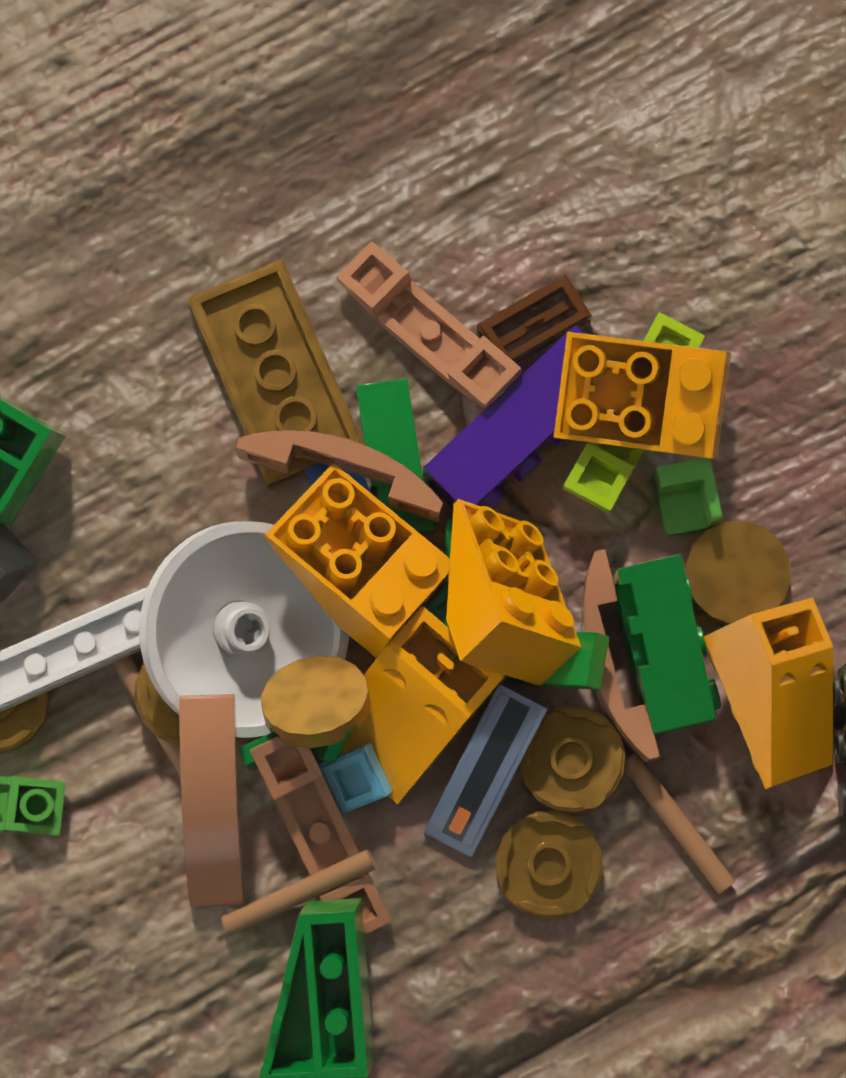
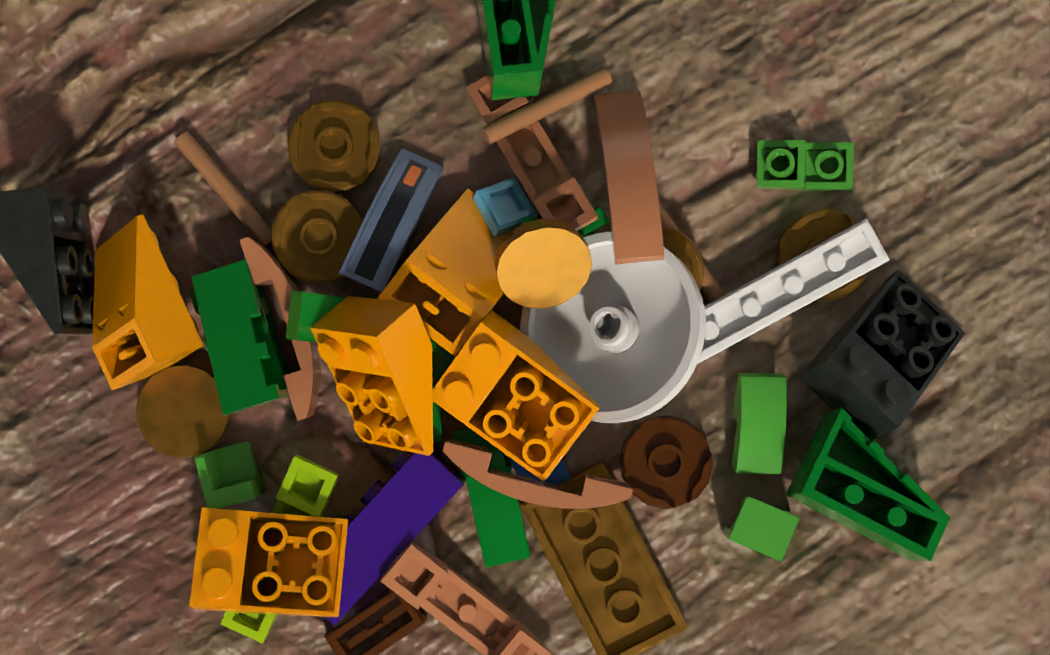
camera: 175 degrees right, 10 degrees up
(86, 514) = (761, 423): none -> bright green slope
(95, 399) = (763, 527): none -> bright green panel
(196, 480) = (666, 461): none -> reddish brown tile

